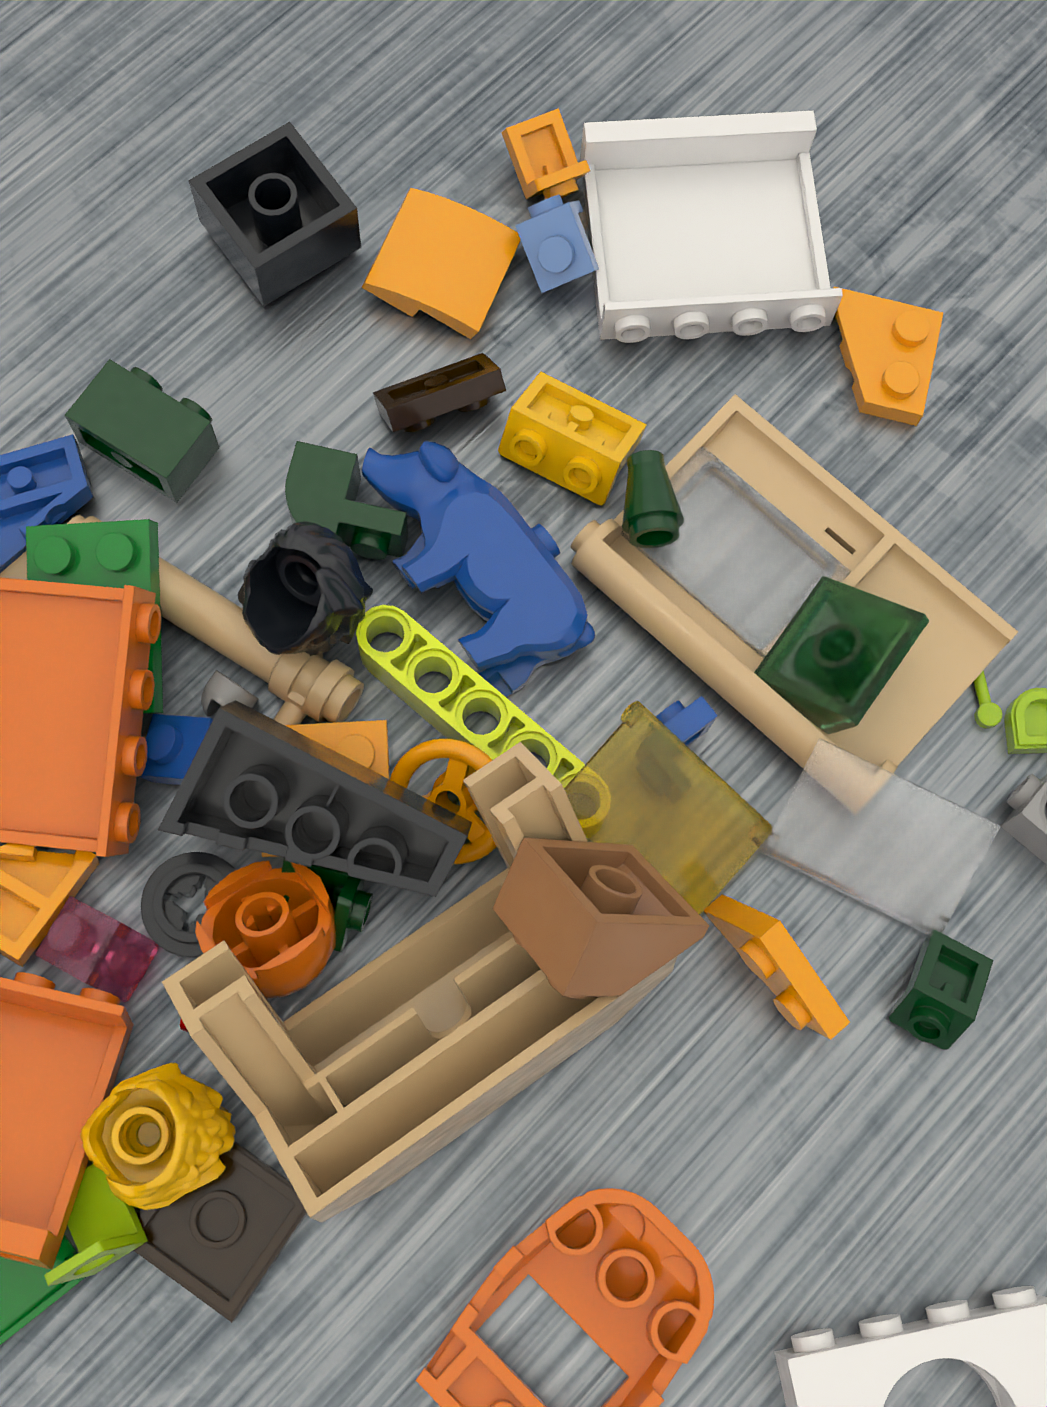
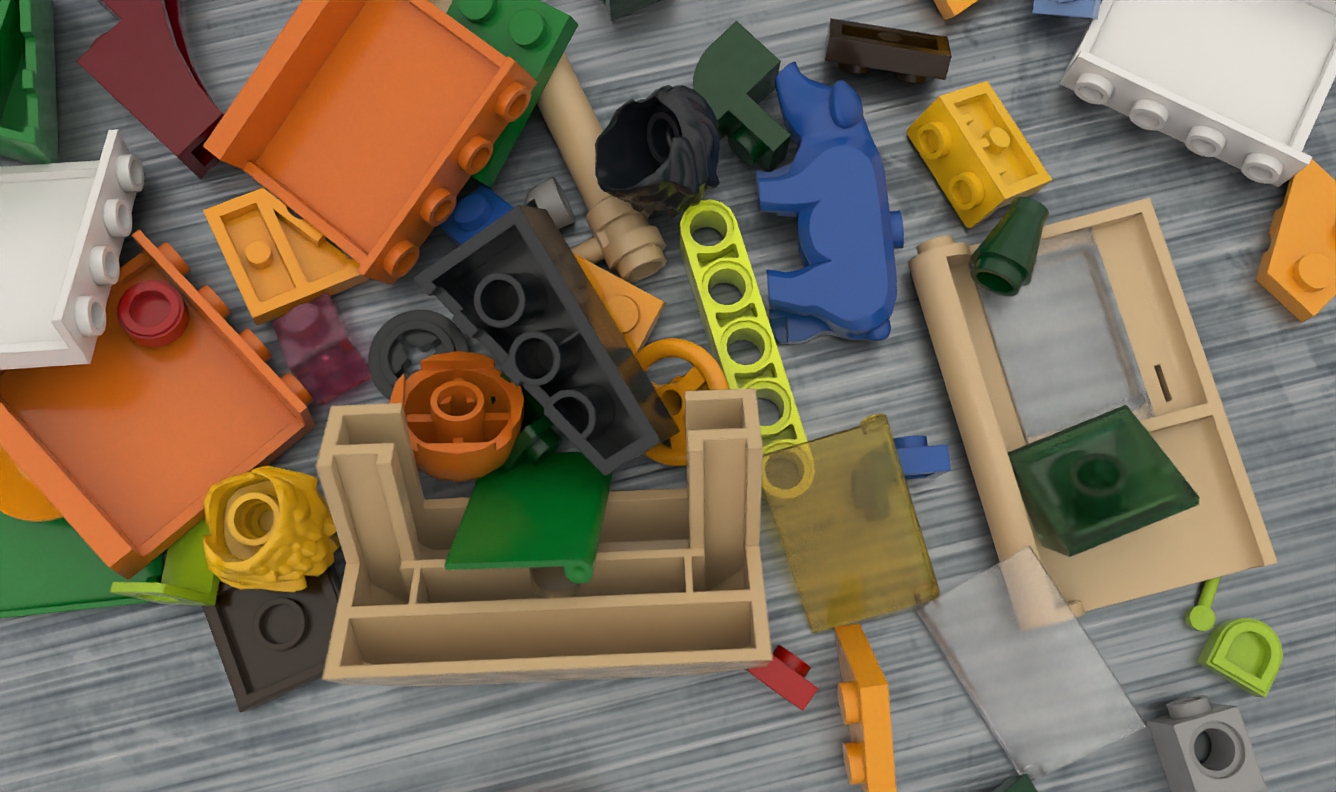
camera: 40 degrees right, 5 degrees up
(396, 969) = (535, 518): none -> green piece
(594, 915) = (723, 579): medium nougat slope -> none
(692, 978) = (787, 677): none -> red plate

